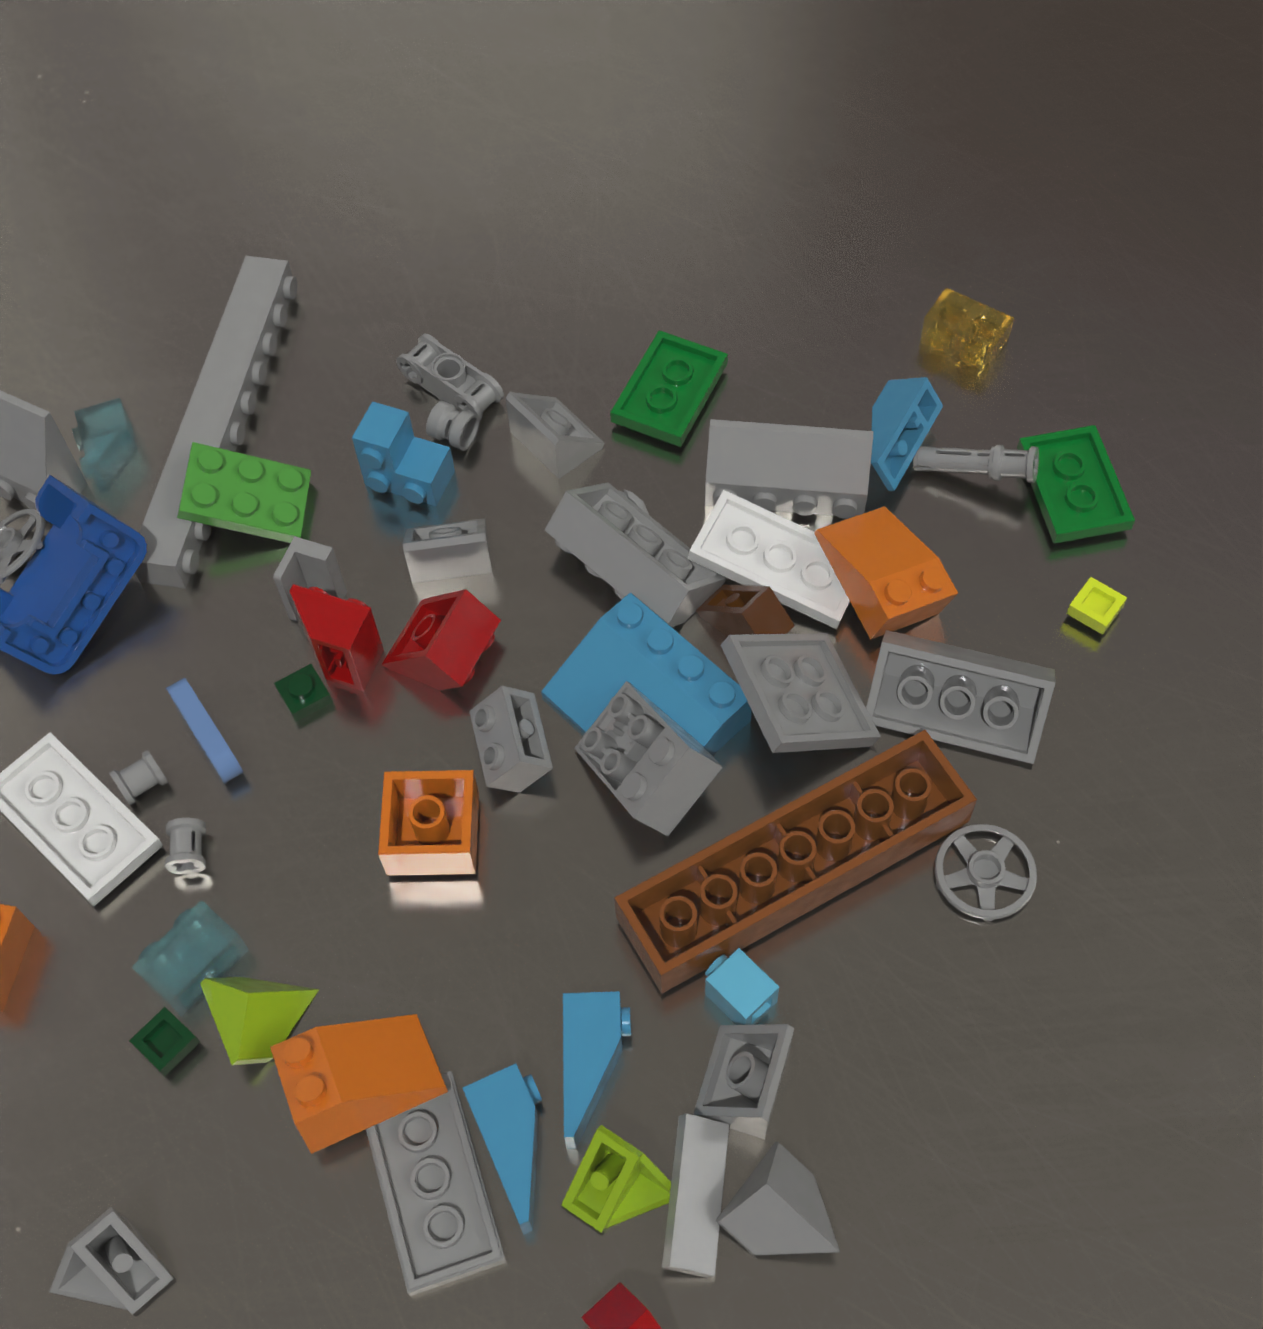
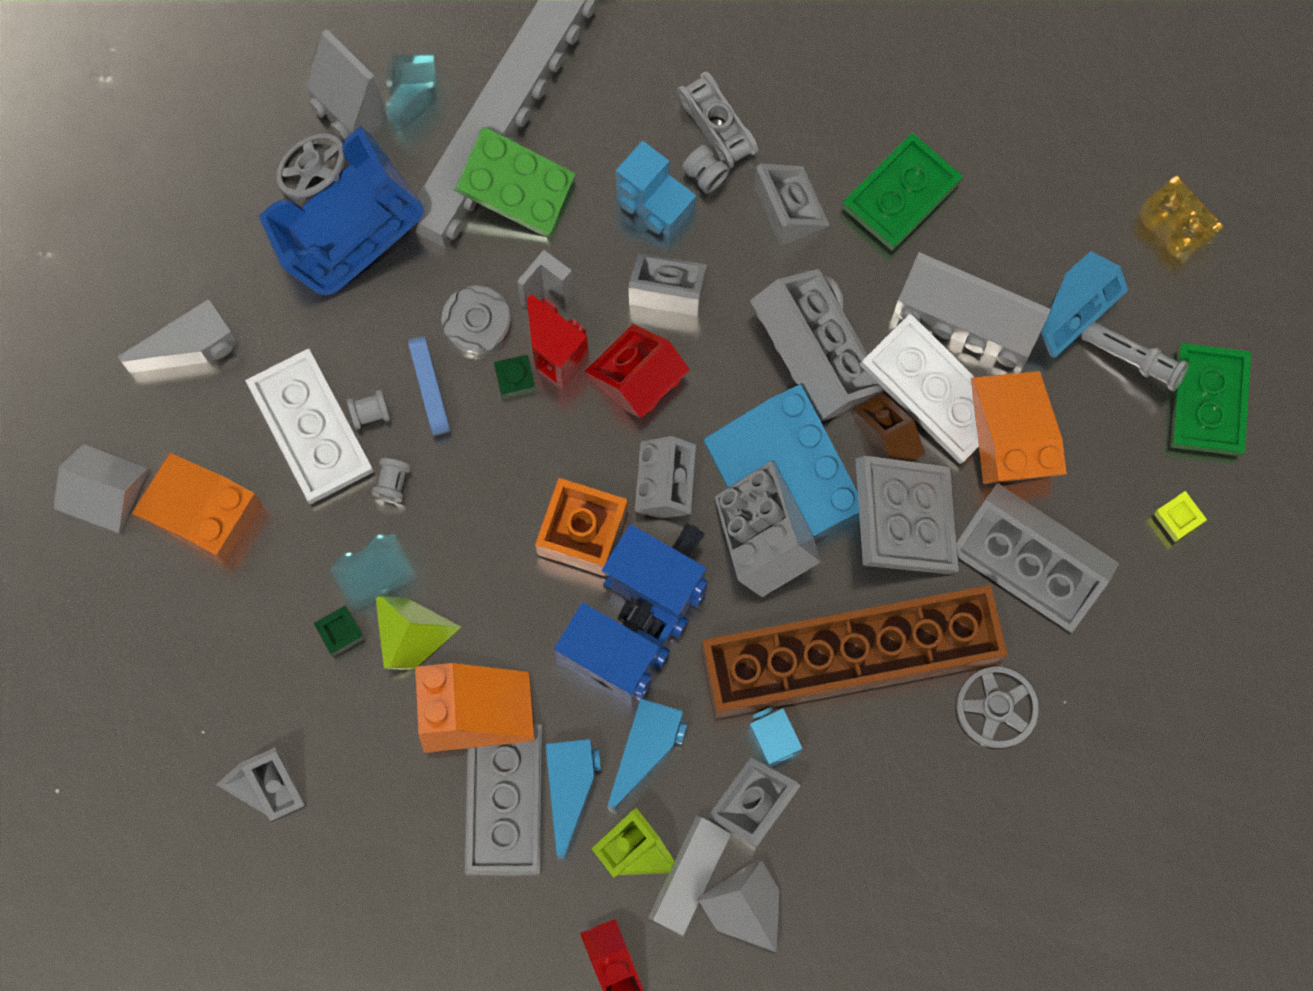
camera: 15 degrees right, 15 degrees up
(242, 648) = (476, 320): none -> light grey tile
(542, 862) = (662, 588): none -> blue piece

